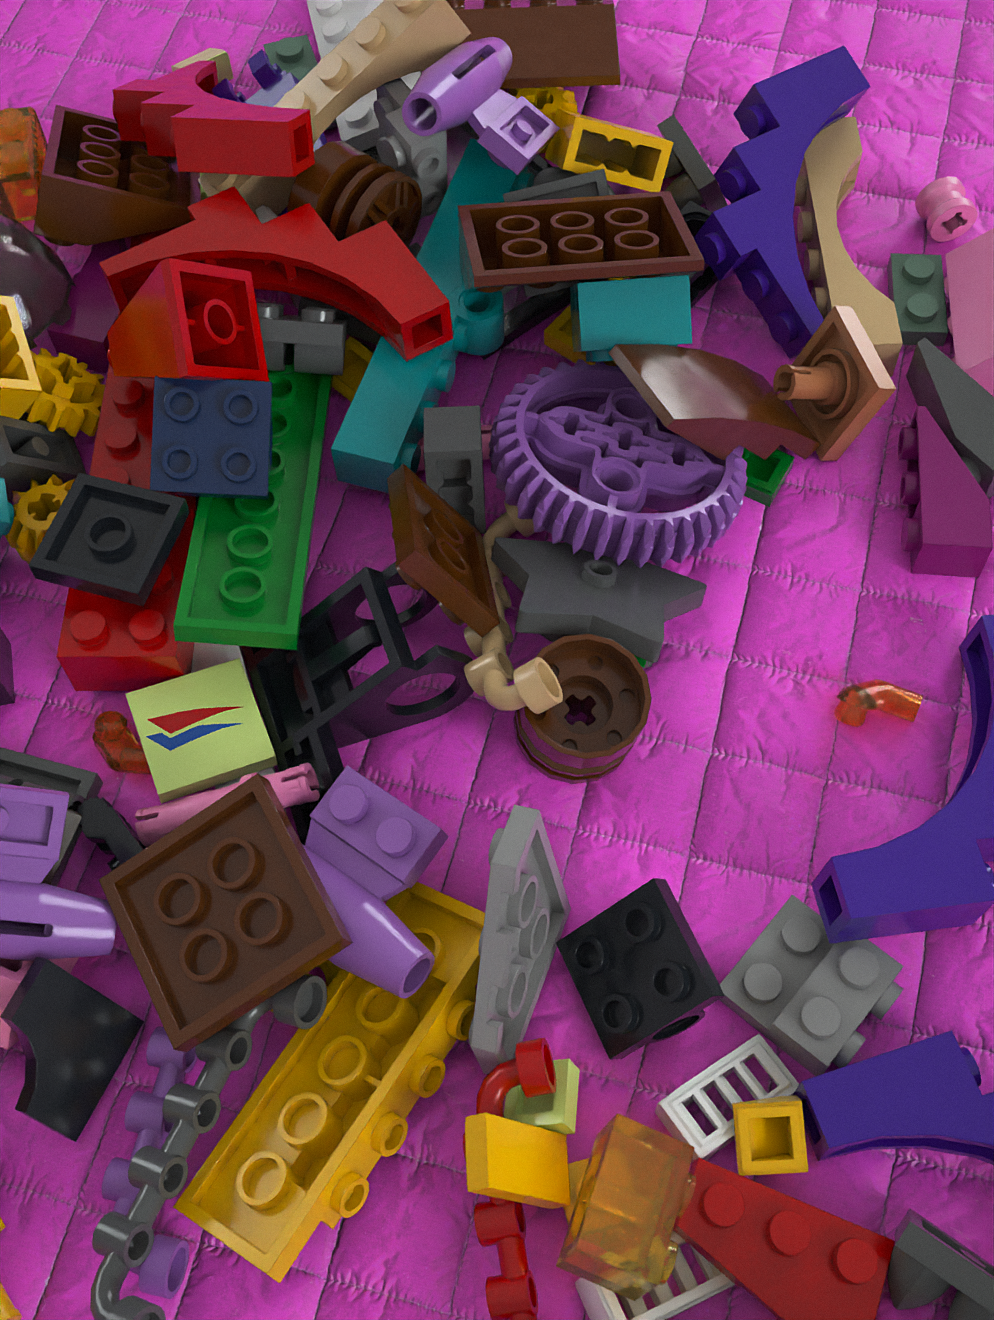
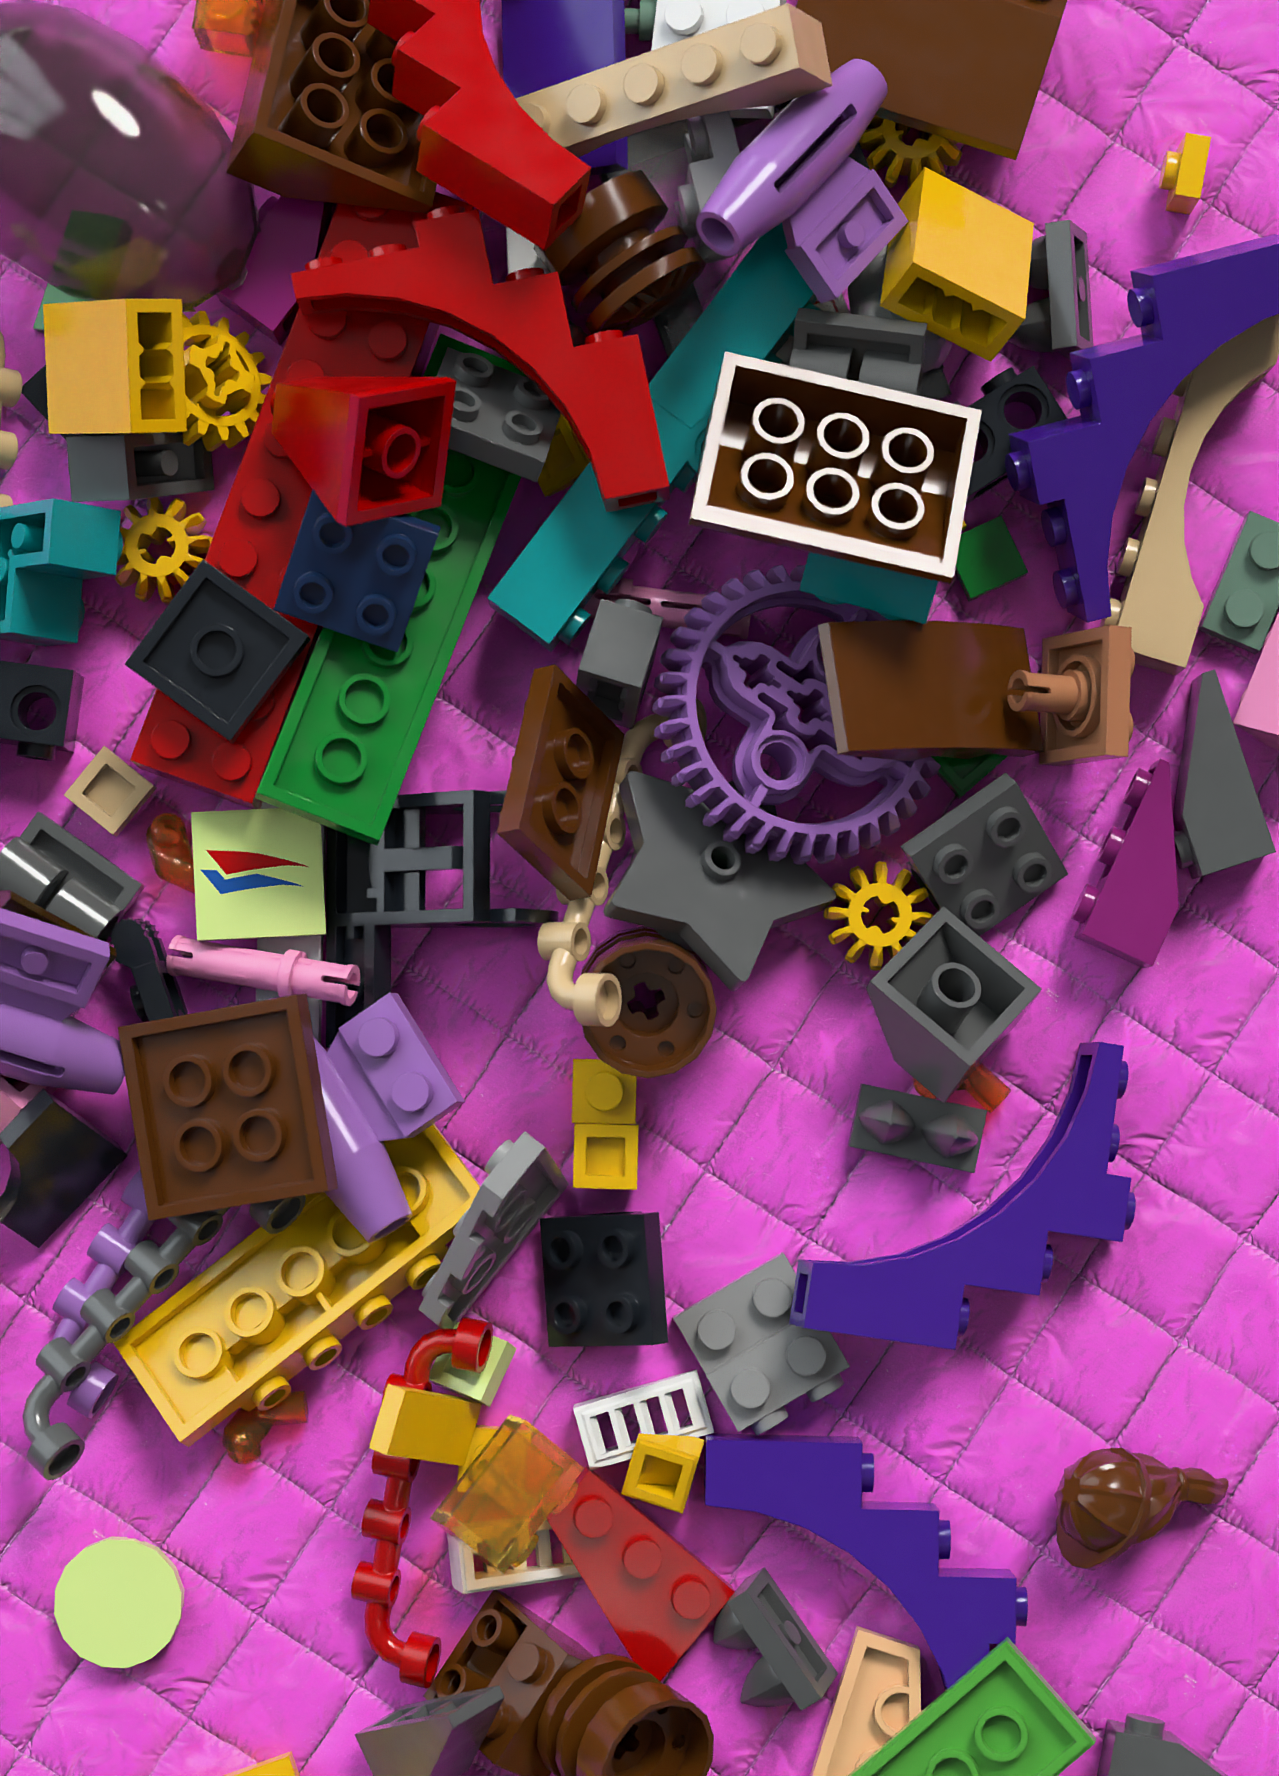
camera: 15 degrees right, 25 degrees up
(51, 713) = (110, 791): none -> tan plate
(339, 1246) = (248, 1429): none -> clear orange arm
(572, 815) = (602, 1094): none -> yellow plate
(595, 865) = (605, 1156): none -> yellow plate
(717, 336) = (987, 559): none -> green tile
(738, 78) = (1184, 173): none -> yellow plate
(747, 596) = (882, 894): none -> yellow gear
(811, 526) = (985, 857): none -> dark grey plate
(842, 628) = (947, 1002): none -> dark grey slope
(858, 754) = (917, 1128): none -> dark grey tile

